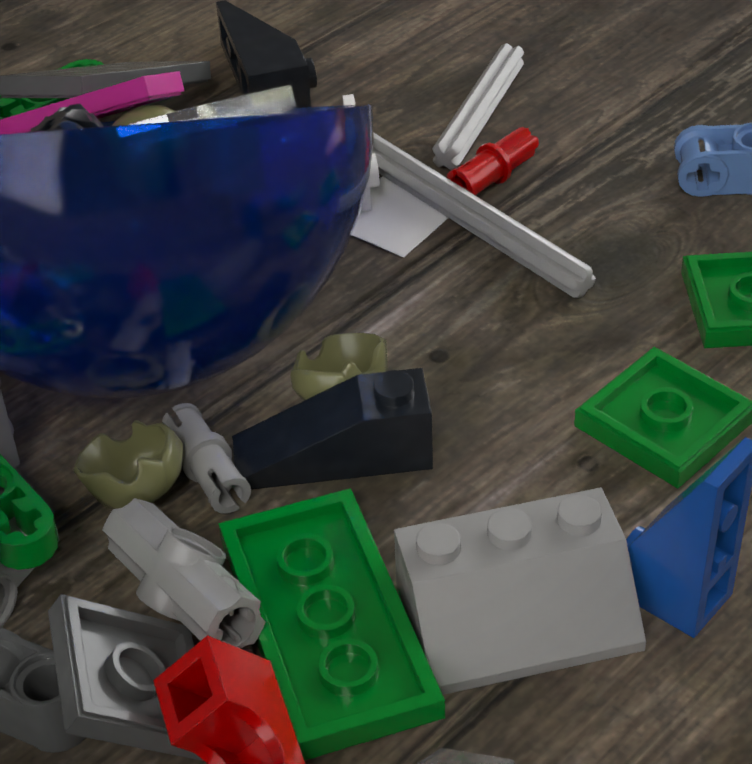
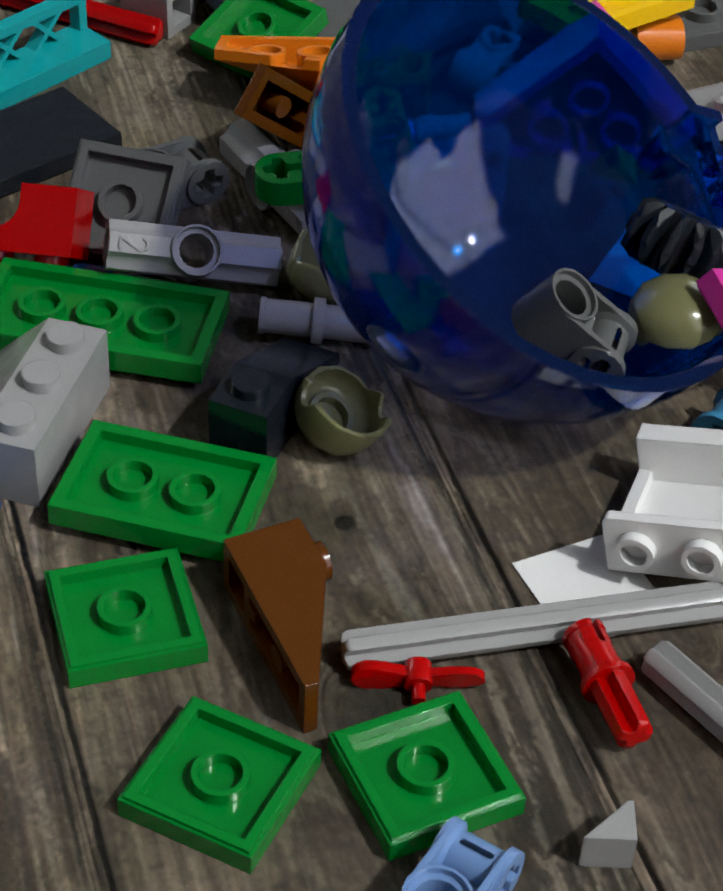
camera: 115 degrees right, 0 degrees up
(263, 102) = (611, 289): clear tile -> none
(520, 437) = (161, 490): none -> green plate
(549, 229) = (415, 675): none -> red piece
(584, 313) = (279, 593): none -> reddish brown slope
(615, 127) = (612, 841): none -> light grey piece
(643, 218) = (421, 770): none -> green tile

